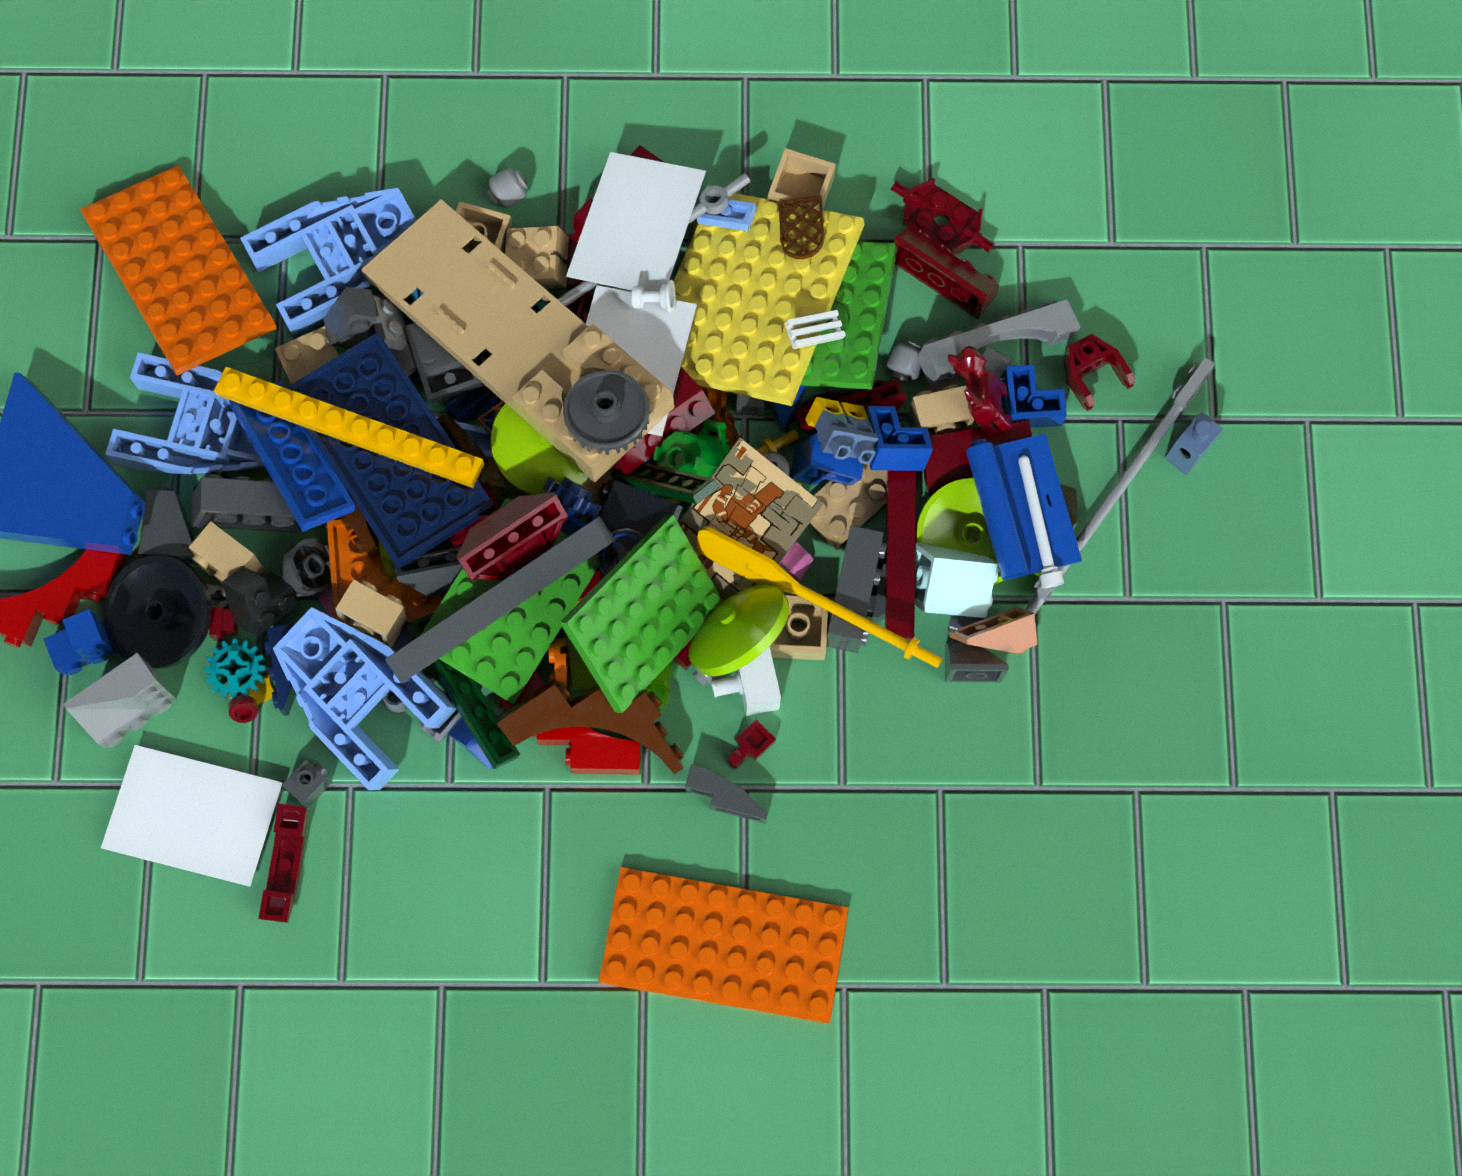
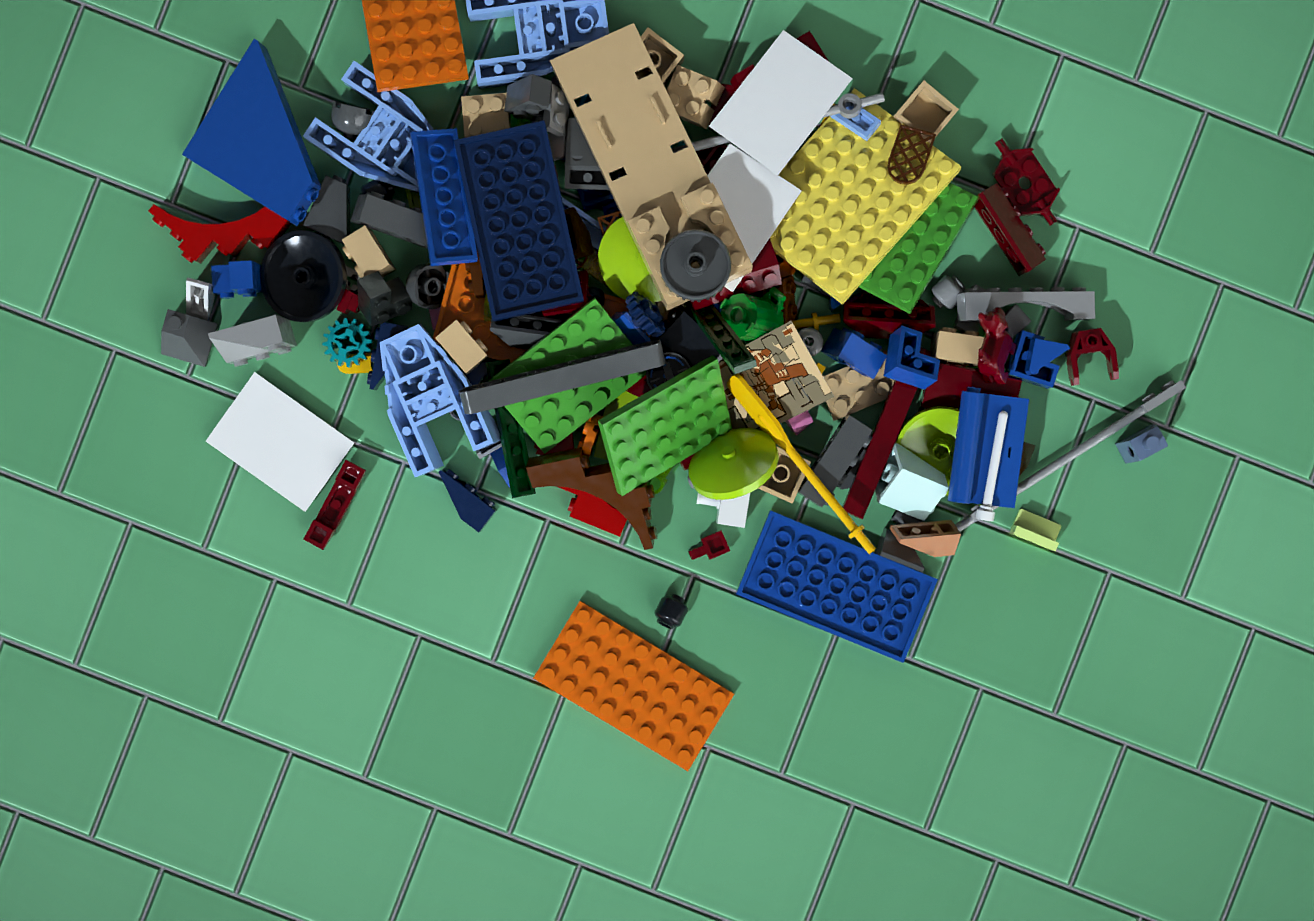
camera: 20 degrees right, 15 degrees up
(40, 682) = (199, 298): none -> white slope
(40, 735) = (186, 337): none -> dark grey slope
(154, 417) = (350, 119): none -> dark grey cylinder
(243, 708) = (343, 375): dark red tile -> none
(307, 783) = (372, 450): dark grey brick -> none
(349, 427) = (494, 193): yellow plate -> none
(450, 805) = (470, 507): none -> dark blue slope
(507, 187) = (692, 25): light grey head -> none
(512, 537) = (586, 334): dark red wedge -> none
(665, 296) = (779, 177): white piece -> none
(725, 795) = (675, 577): dark grey slope -> none
(734, 837) = (671, 611): none -> black head
(834, 324) = (902, 251): white tile -> none
(841, 431) = (873, 341): sand blue hips -> none
(917, 734) = (836, 586): none -> blue plate
(1037, 379) = (1041, 353): none -> blue slope
(1119, 585) = (1036, 529): none -> yellowish green panel

